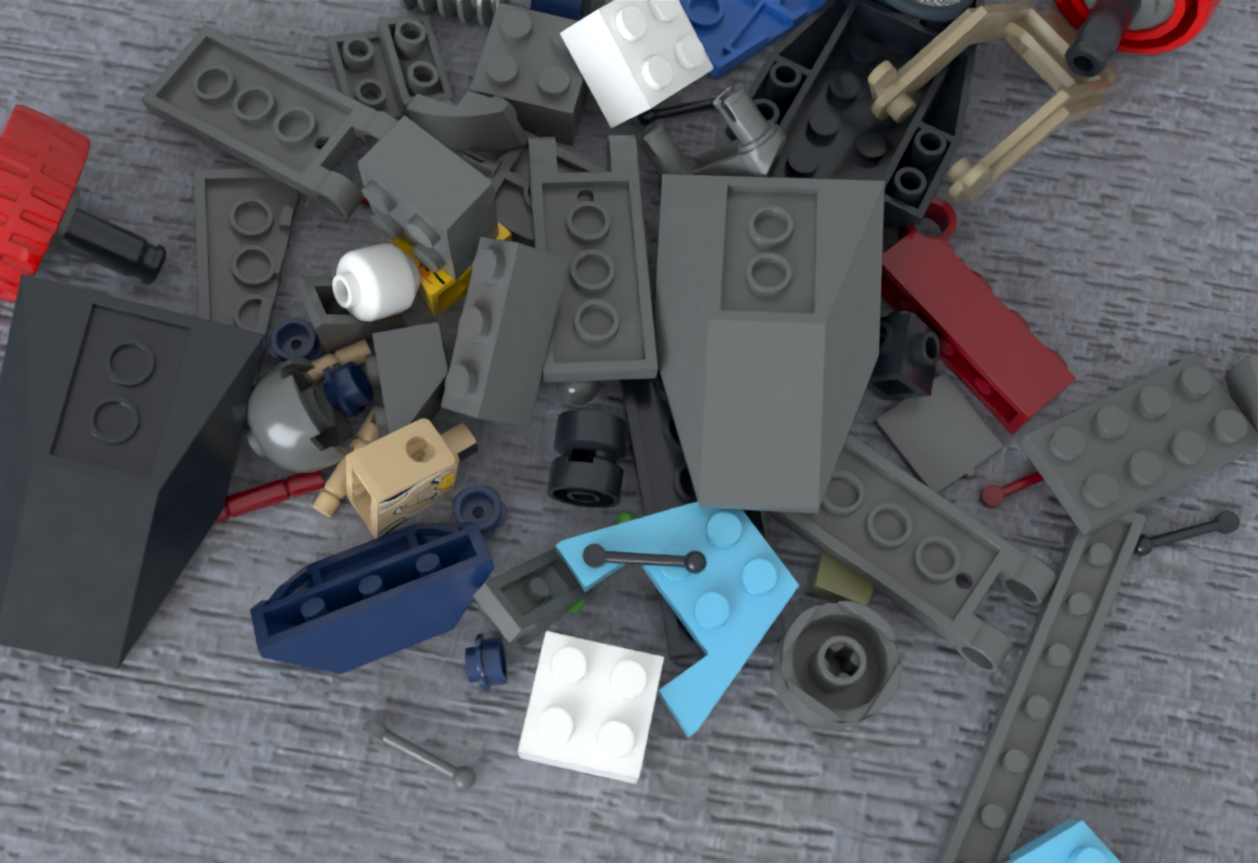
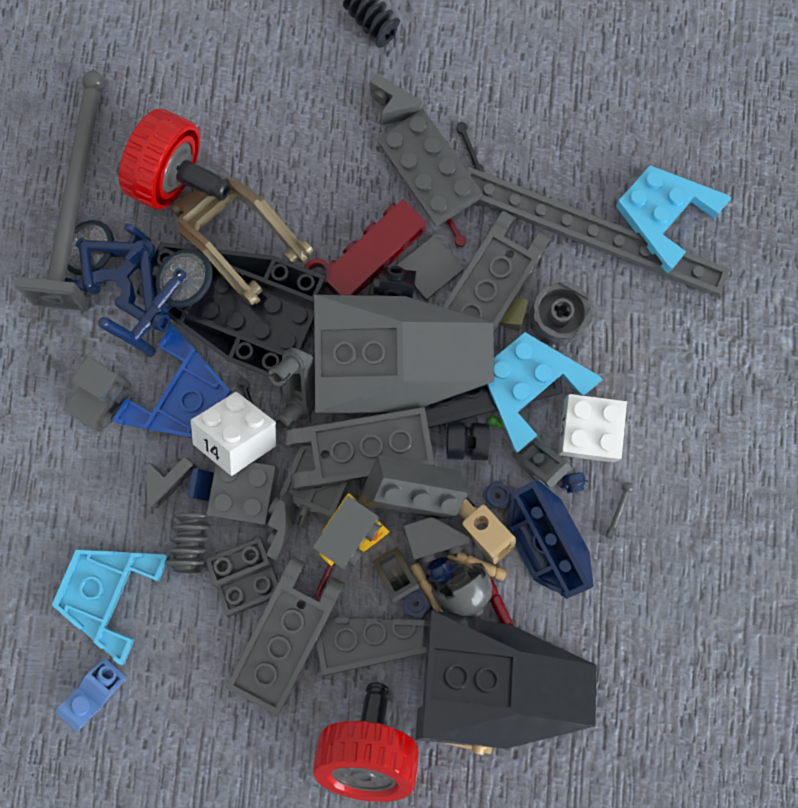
camera: 90 degrees left, 10 degrees up
(377, 282) = (386, 560): white head -> none
(596, 556) = (522, 430): black hinge -> none

